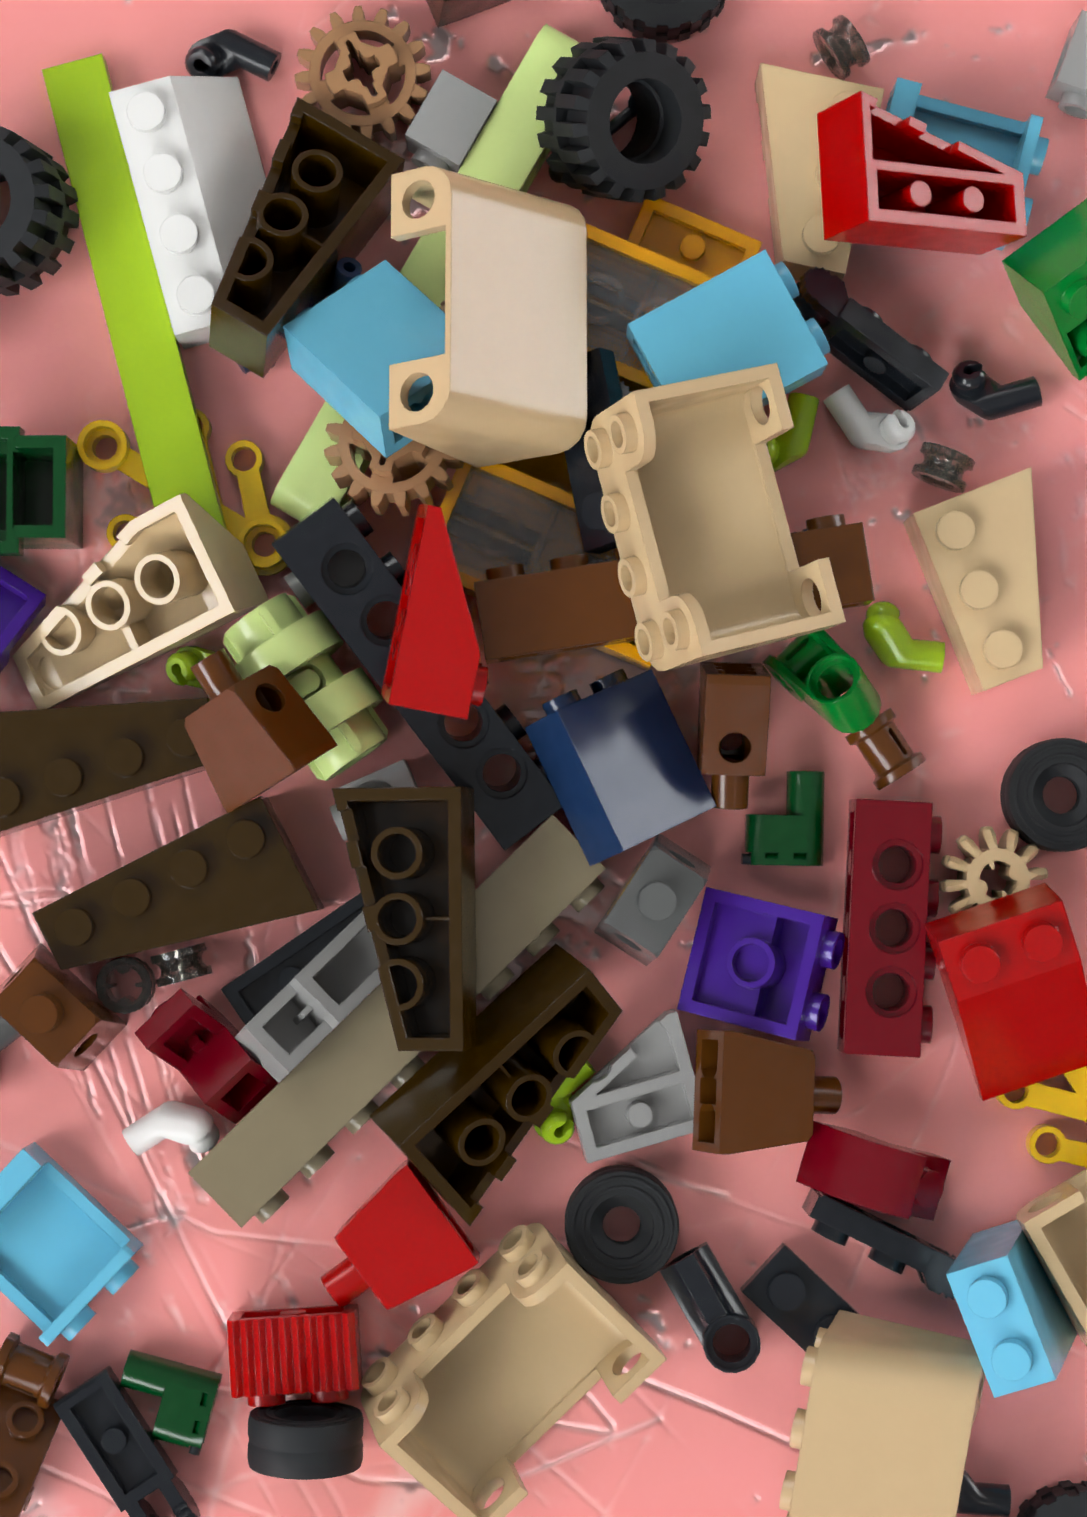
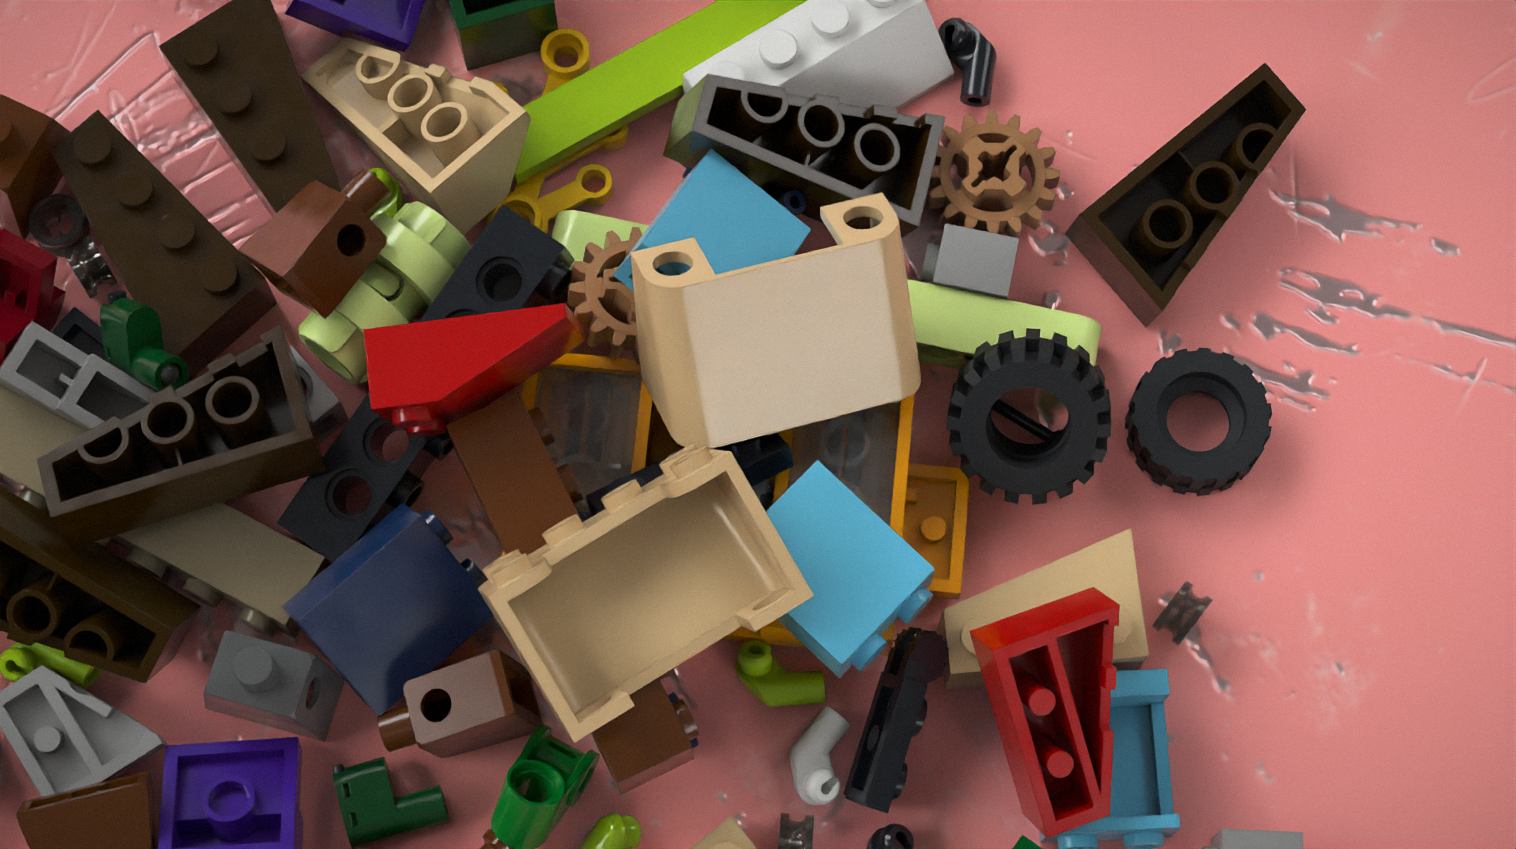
camera: 70 degrees right, 15 degrees down
(292, 936) = (135, 343): none -> dark green piece

